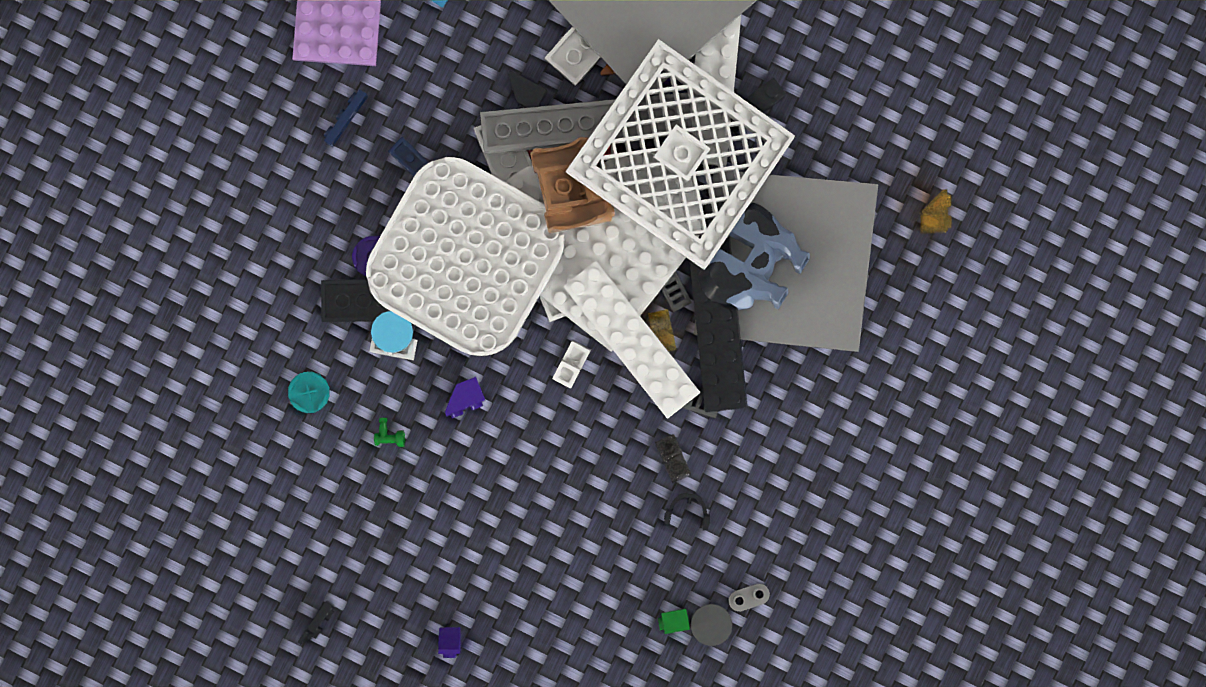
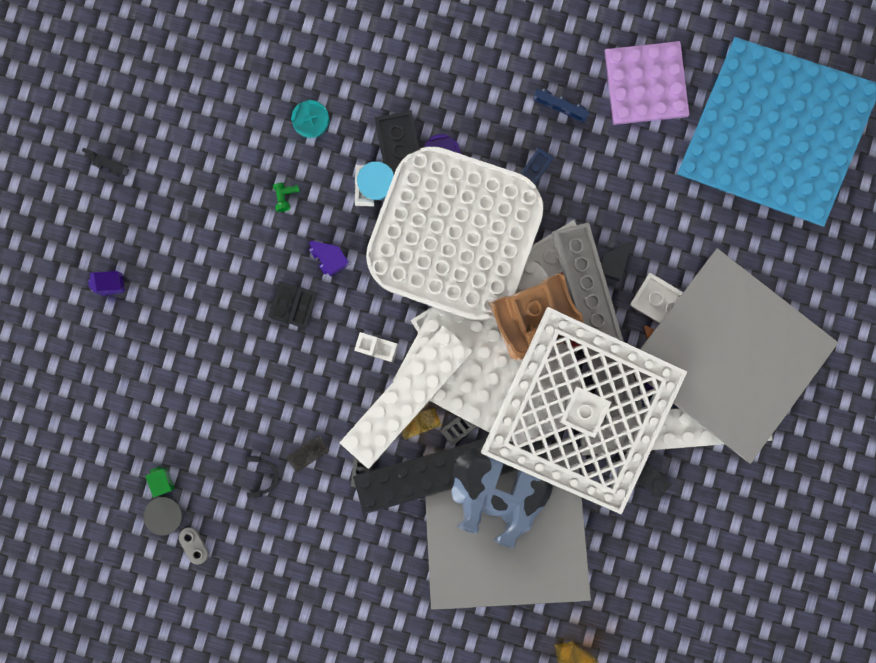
camera: 85 degrees right, 0 degrees up
(509, 447) = (292, 304): none -> black slope

